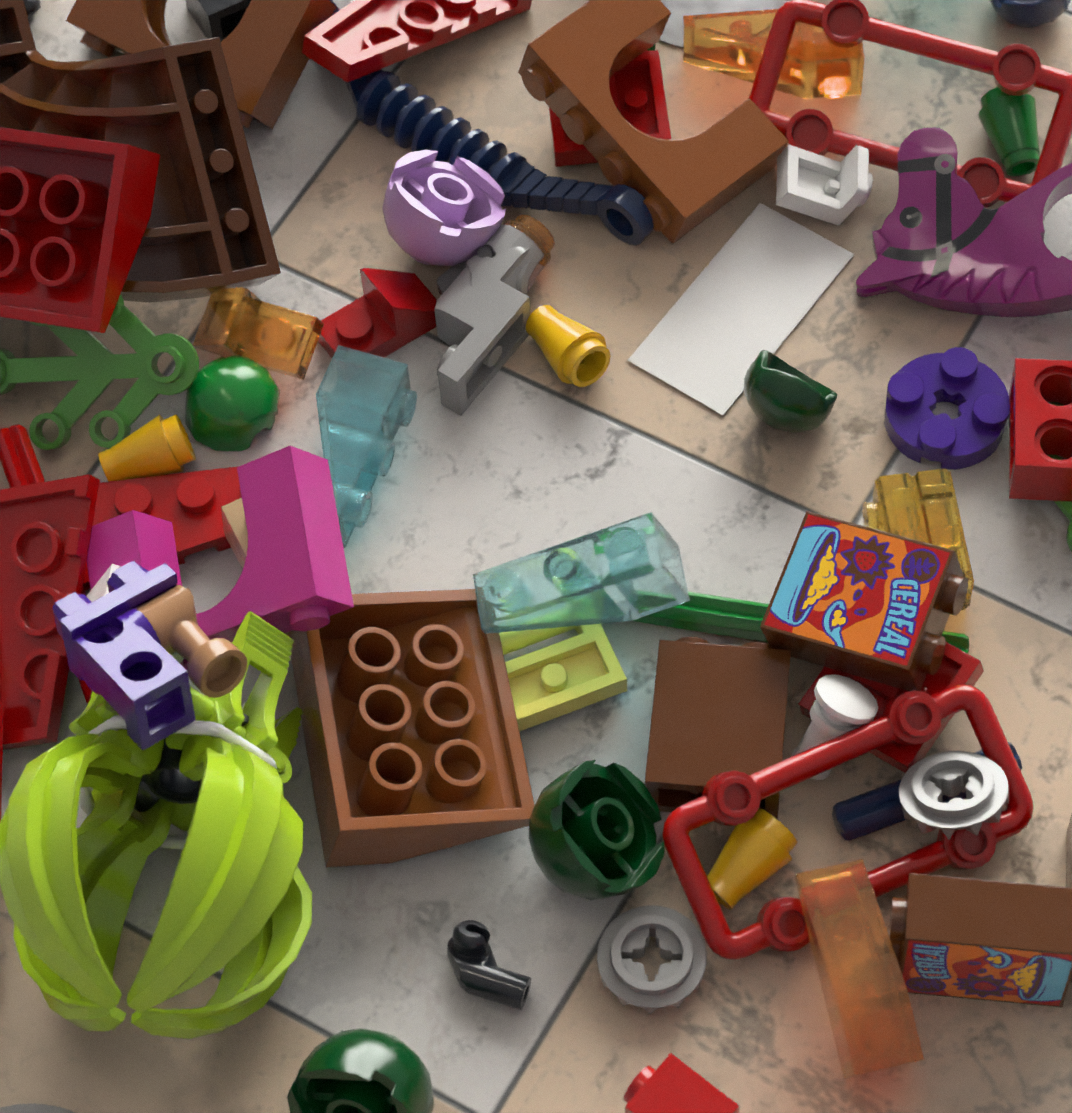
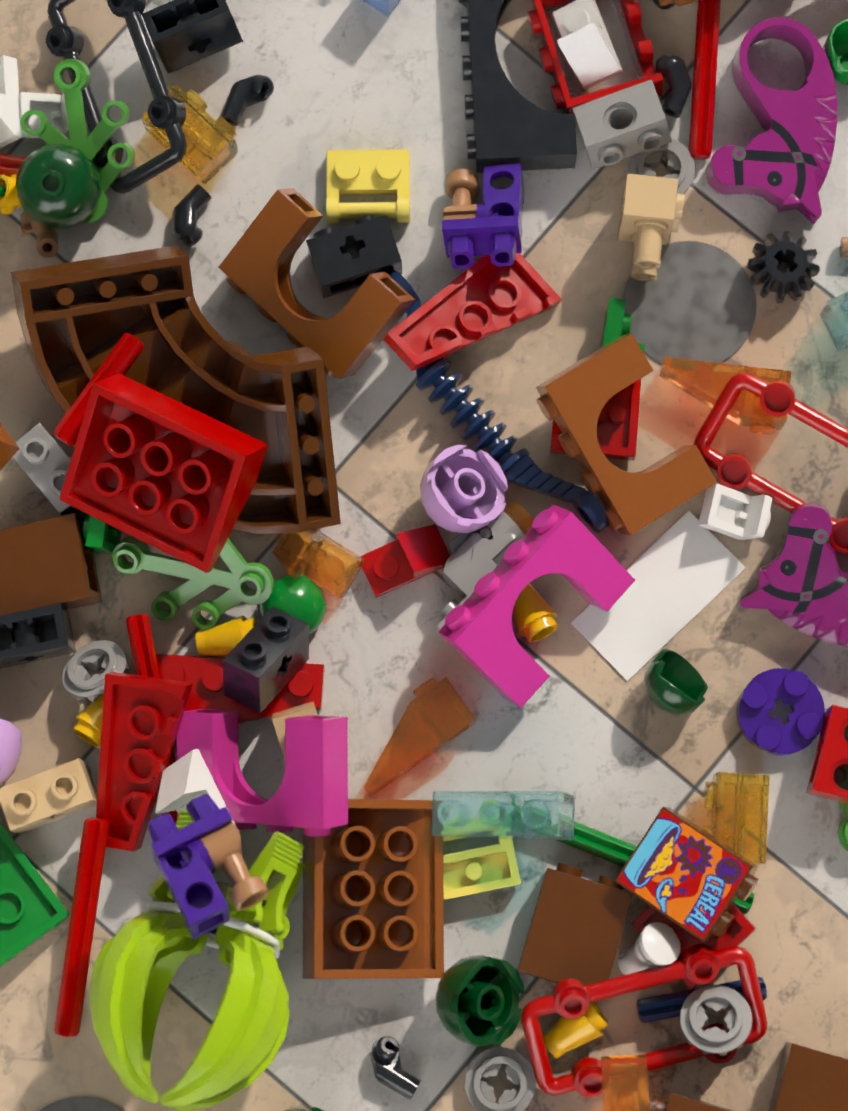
camera: 10 degrees right, 20 degrees up
(199, 443) = (266, 659): none -> black brick
(359, 415) = (374, 645): clear light blue slope -> none
(449, 508) = (425, 727): none -> clear orange slope
(504, 354) = (483, 623): none -> dark pink arch

